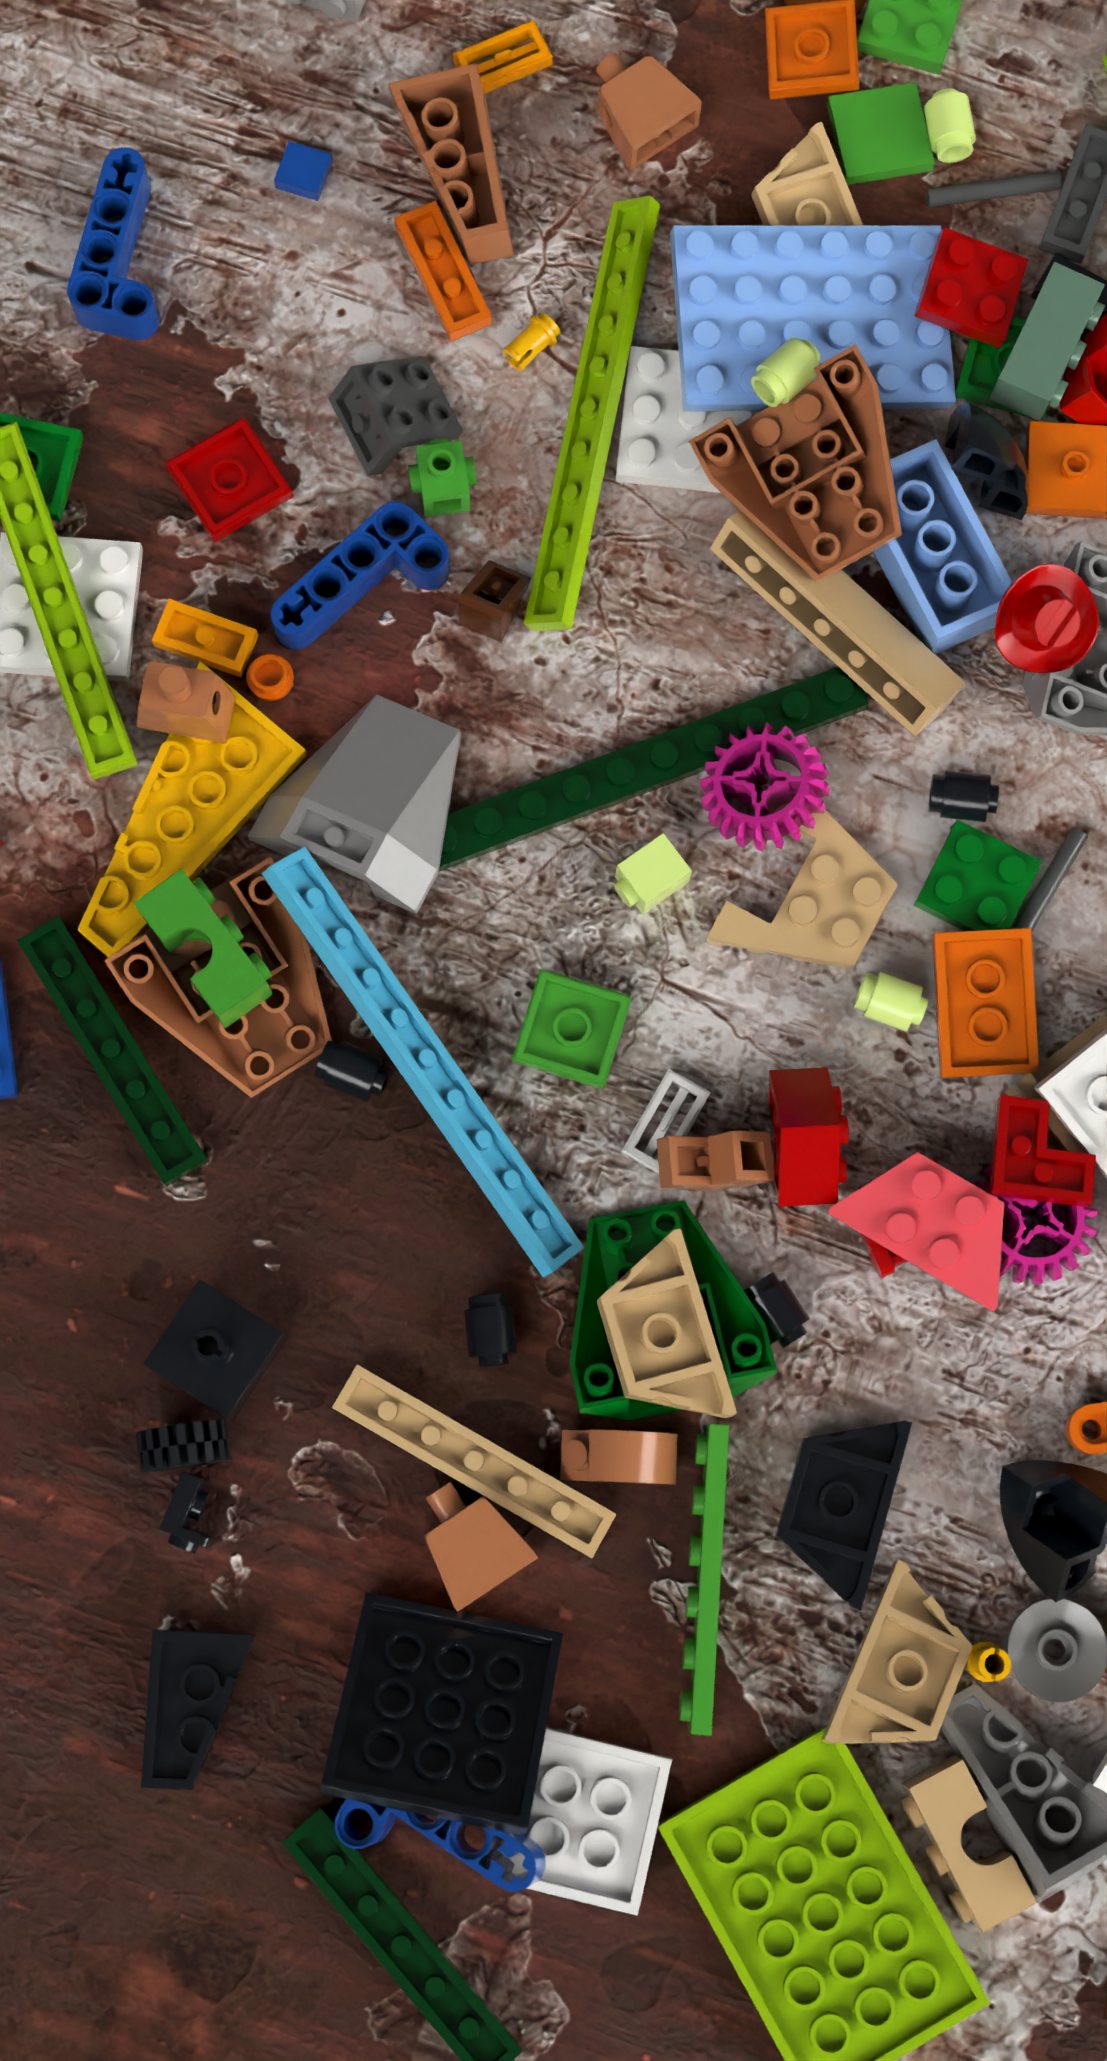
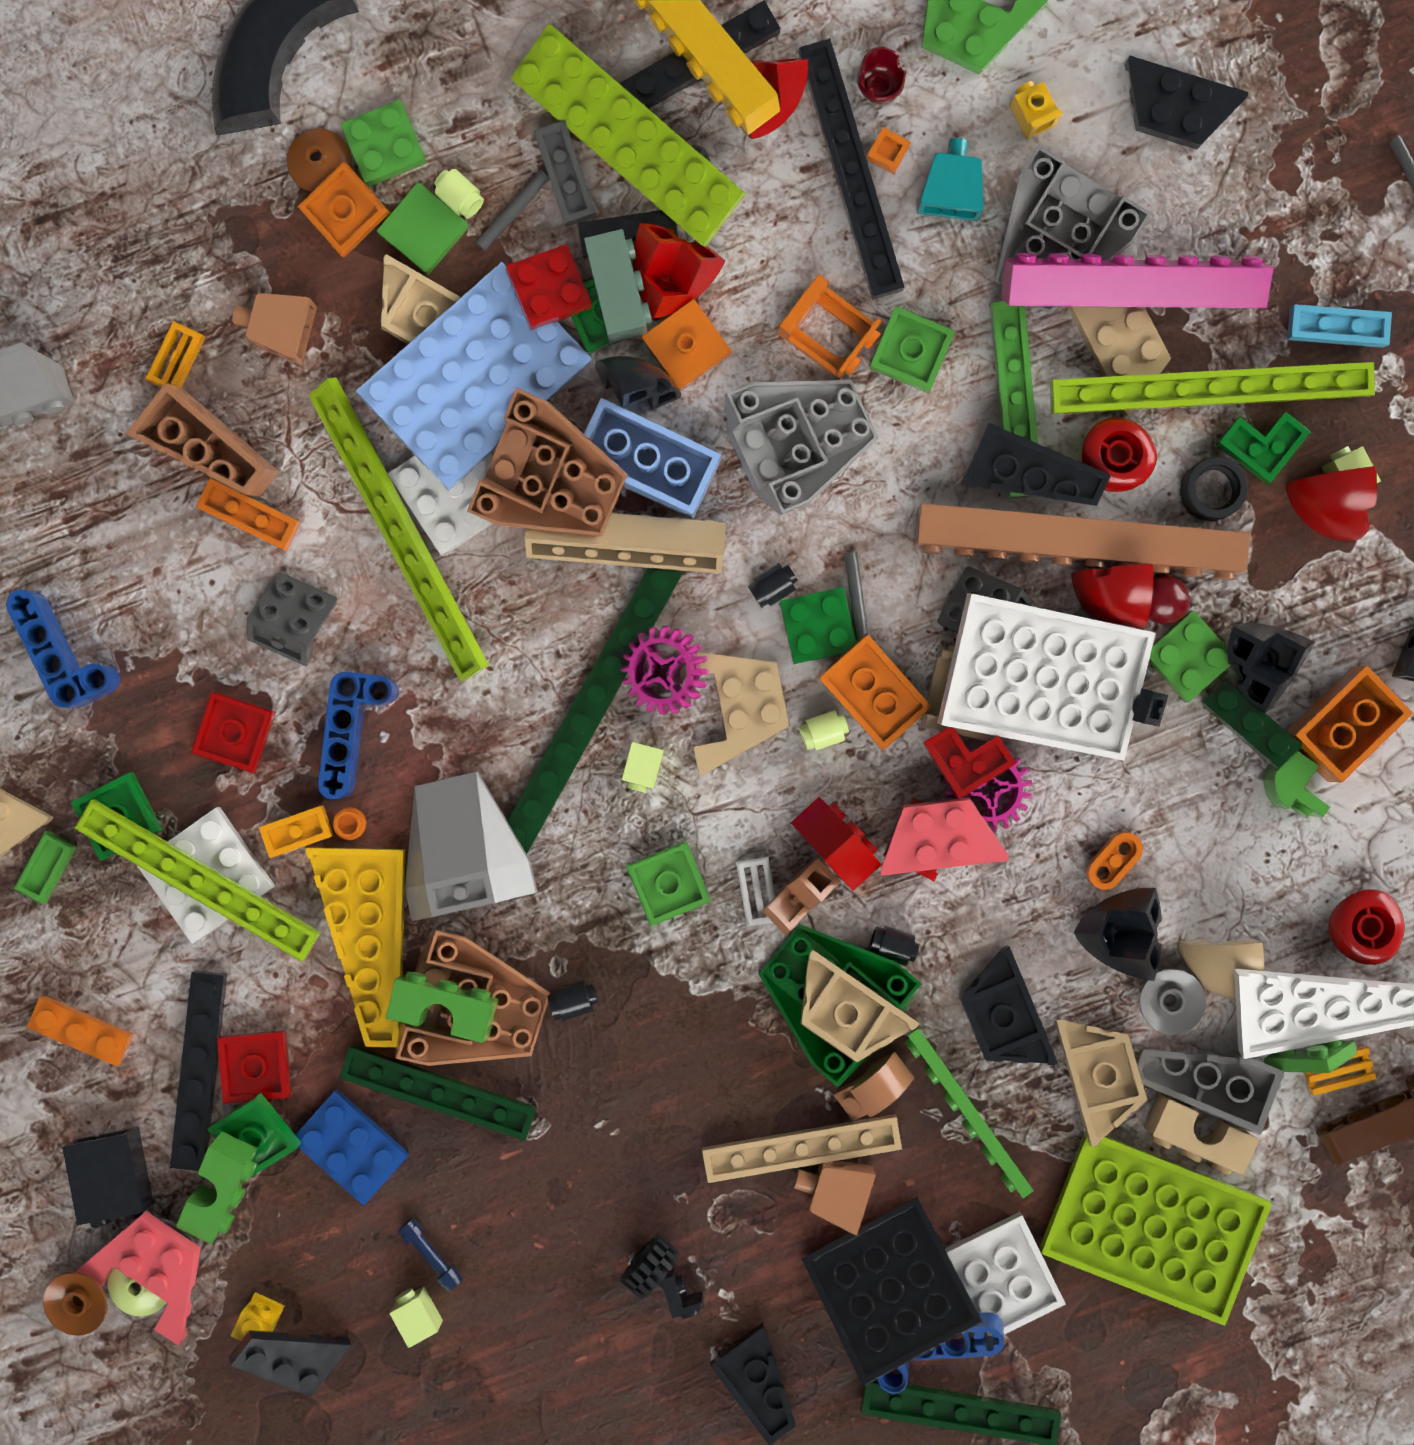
camera: 35 degrees left, 10 degrees up
(181, 702) = (318, 883): nougat torso -> none
(215, 1350) = (624, 1203): black brick -> none
(303, 171) = (120, 518): blue tile -> none
(423, 1061) = (604, 969): medium azure plate -> none
(442, 477) = (359, 640): bright green brick -> none
(490, 1329) = (755, 1075): black brick -> none
(492, 600) = (432, 680): reddish brown slope -> none
(531, 341) = (331, 515): yellow pin -> none
(786, 372) = (488, 427): yellowish green brick -> none
(977, 1658) = (1136, 1036): yellow pin -> none
(1046, 620) = (743, 454): red hat -> none

